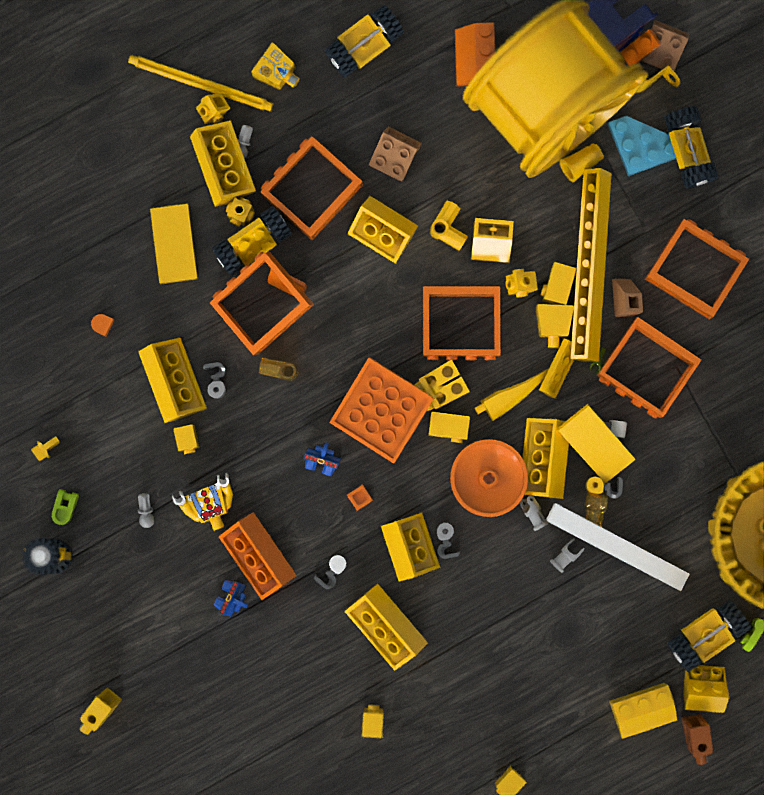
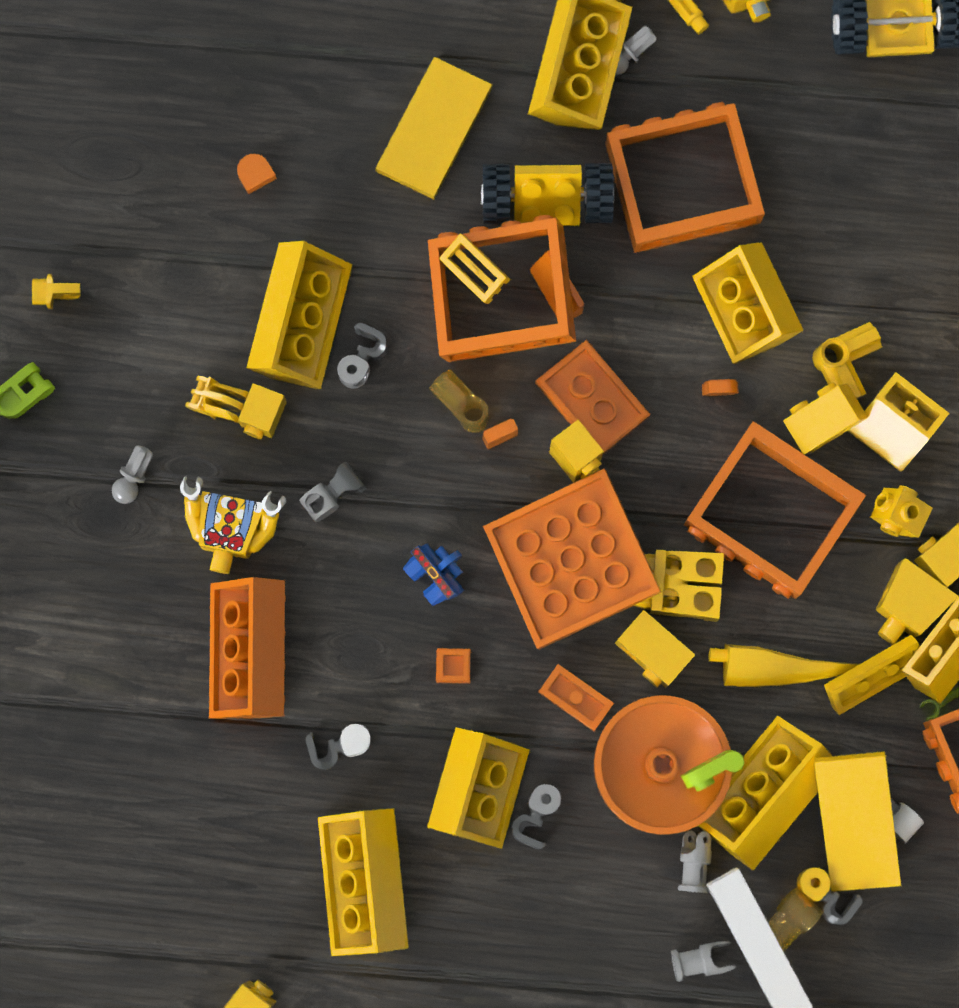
camera: 30 degrees right, 5 degrees down
(156, 447) = (210, 398): none -> yellow arm
(233, 600) = (168, 689): blue hips -> none
(240, 218) = (559, 152): yellow brick -> none
(245, 460) = (322, 499): none -> leg
(258, 305) = (494, 287): none -> yellow tile
(307, 372) = (500, 433): none -> orange tile
(339, 325) = (590, 391): none -> orange tile
(350, 357) = (576, 452): none -> yellow brick
(394, 153) = (836, 207): medium nougat bracket -> none
(397, 279) = (720, 387): none -> orange tile
(427, 473) = (575, 697): none -> orange plate
(456, 262) = (825, 417): none -> yellow brick
(510, 470) = (702, 774): none -> lime plate

